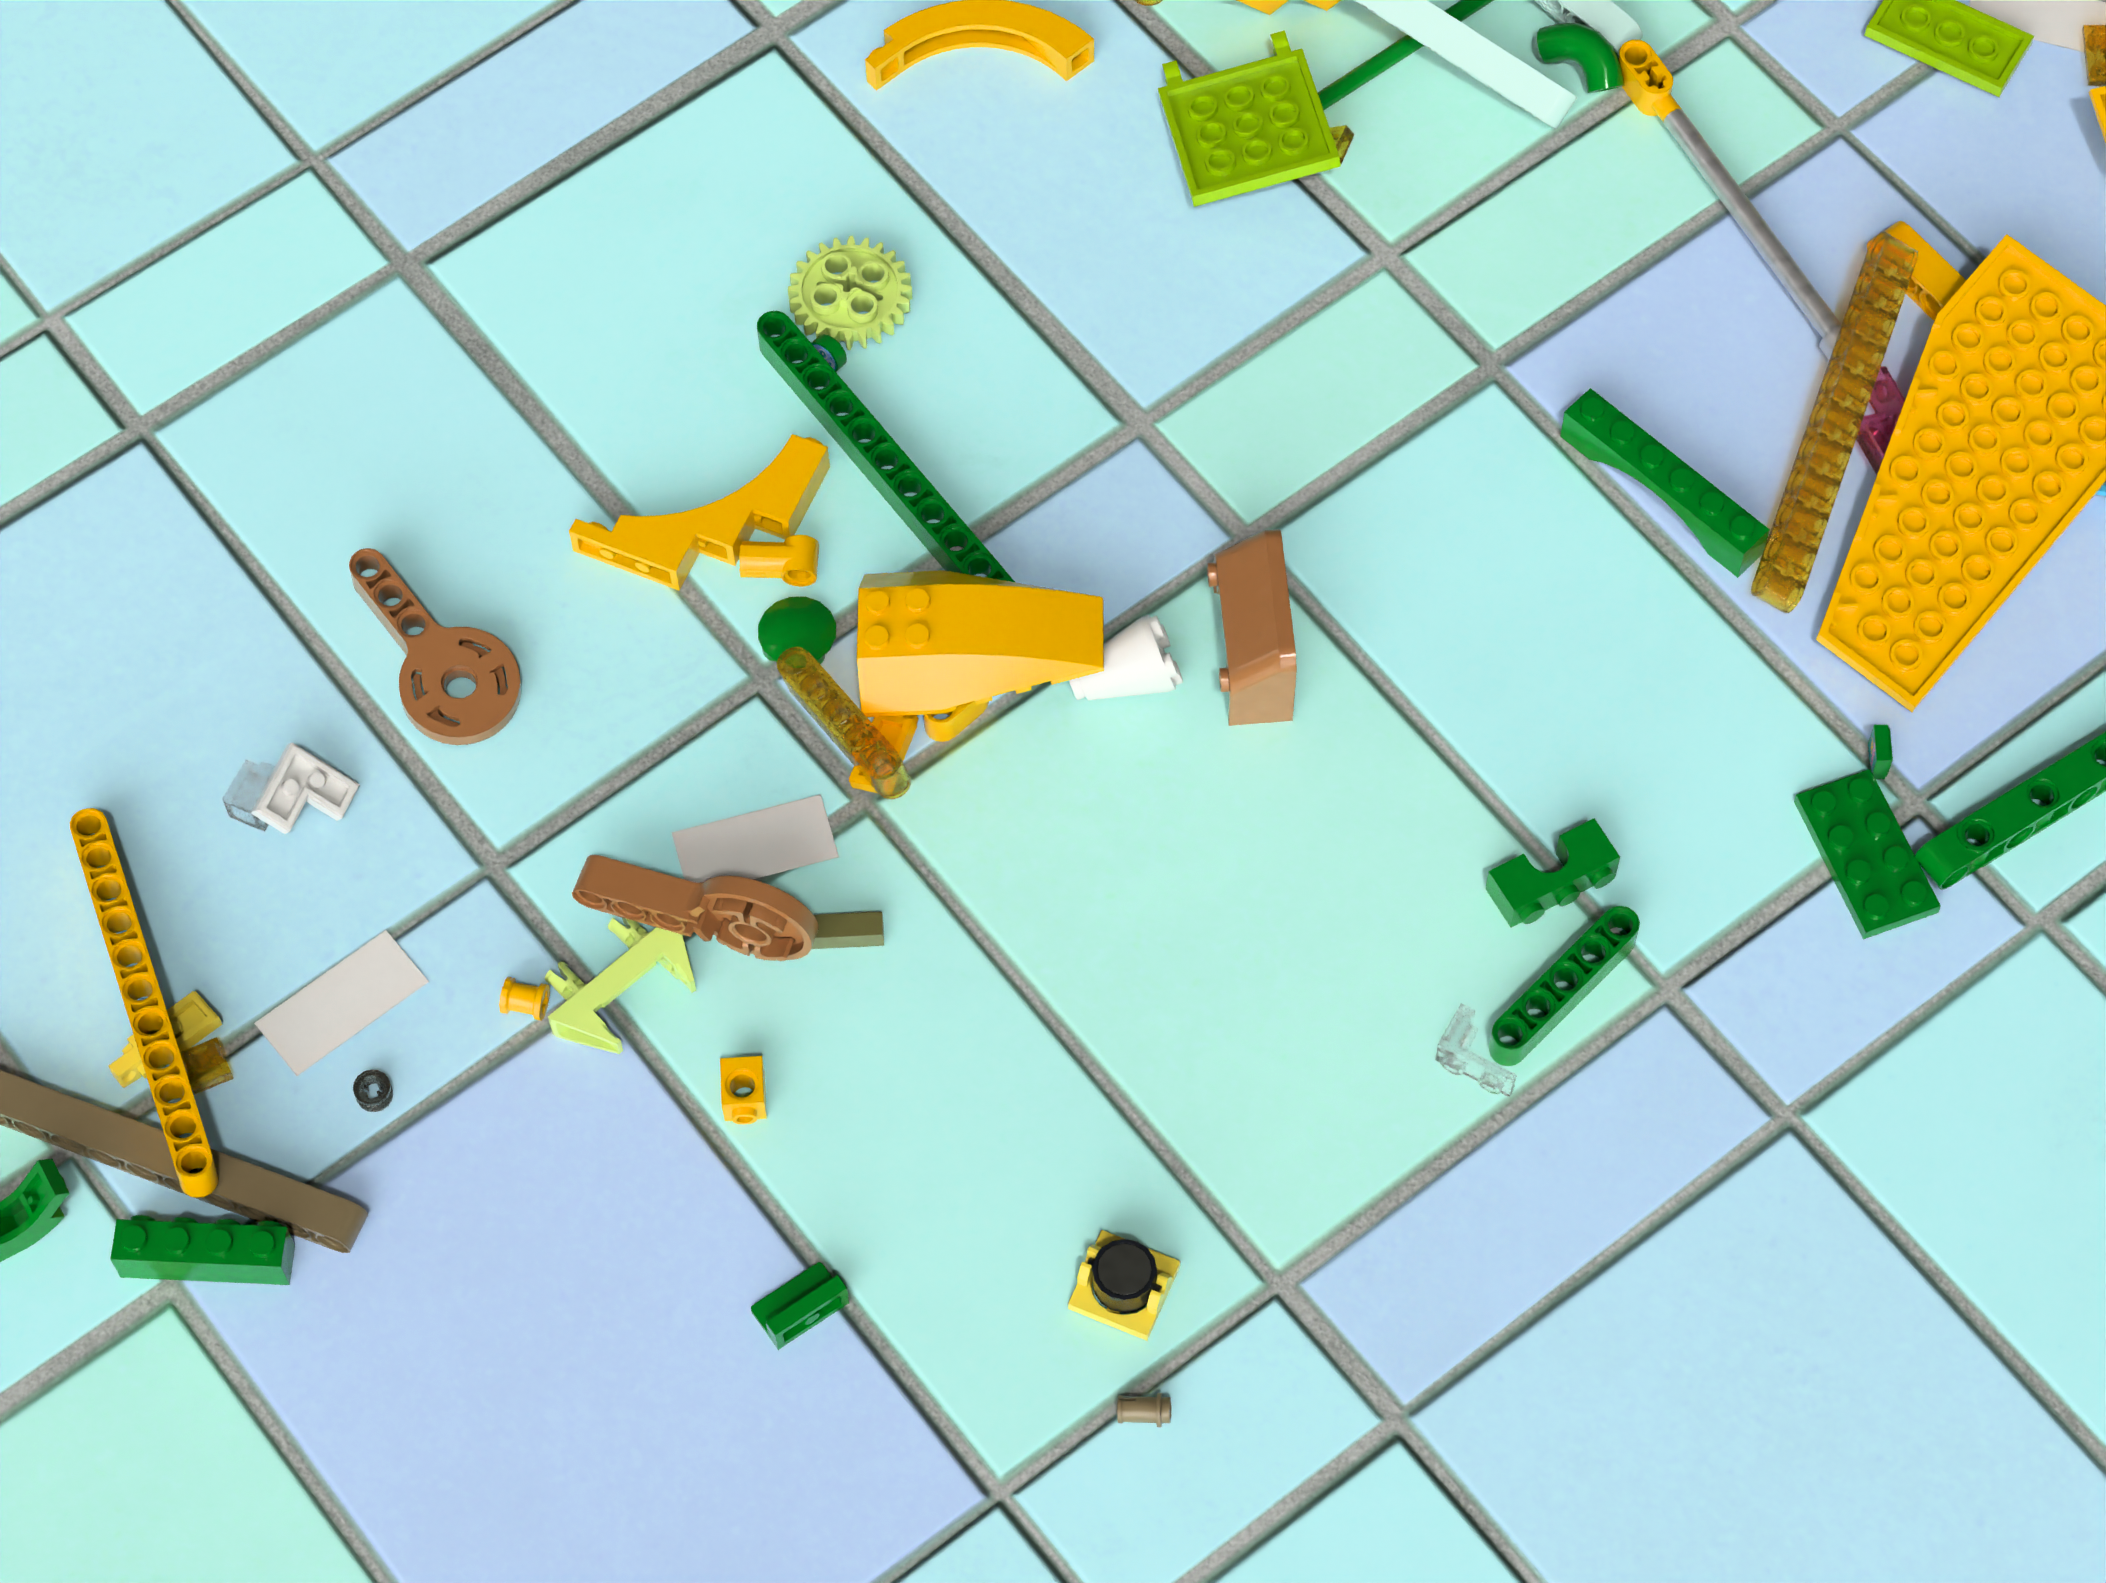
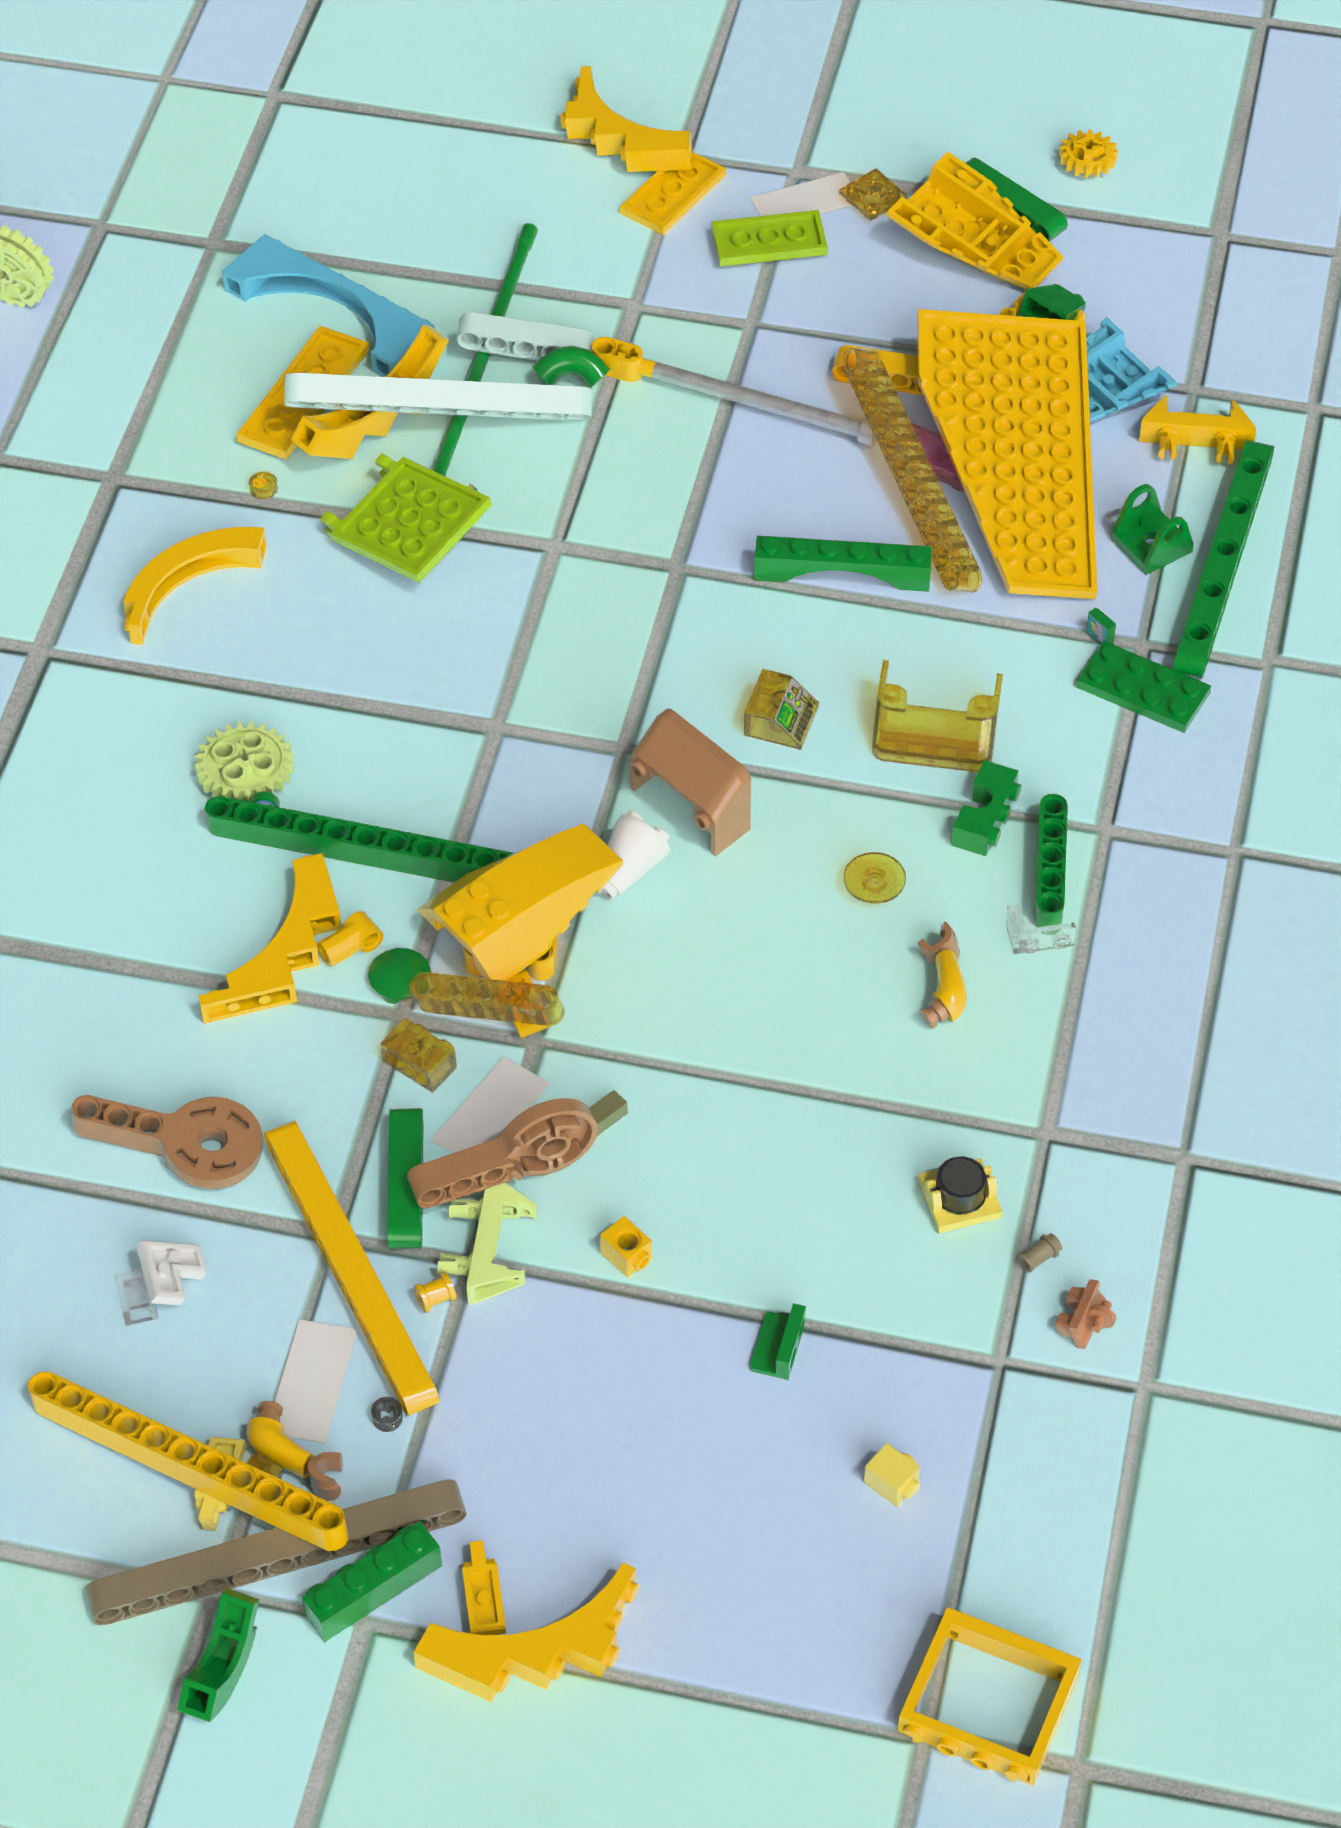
camera: 40 degrees left, 10 degrees down
(239, 1038) = (268, 1438): none -> piece
(283, 1447) = (486, 1661): none -> yellow arch
(293, 1342) = (483, 1593): none -> yellow hinge
(471, 914) = (351, 1269): none -> yellow beam
(621, 837) = (404, 1153): none -> green beam
(740, 754) = (419, 1055): none -> clear yellow brick
(776, 1531) = (893, 1475): none -> light yellow brick
(1126, 1514) = (1090, 1314): none -> nougat hips
(1321, 1051) = (951, 990): none -> piece
(1362, 853) = (877, 869): none -> clear yellow dish
(1439, 607) = (779, 710): none -> clear yellow slope
(1574, 755) = (934, 734): none -> clear yellow windscreen
(2056, 666) = (1149, 522): none -> green hose

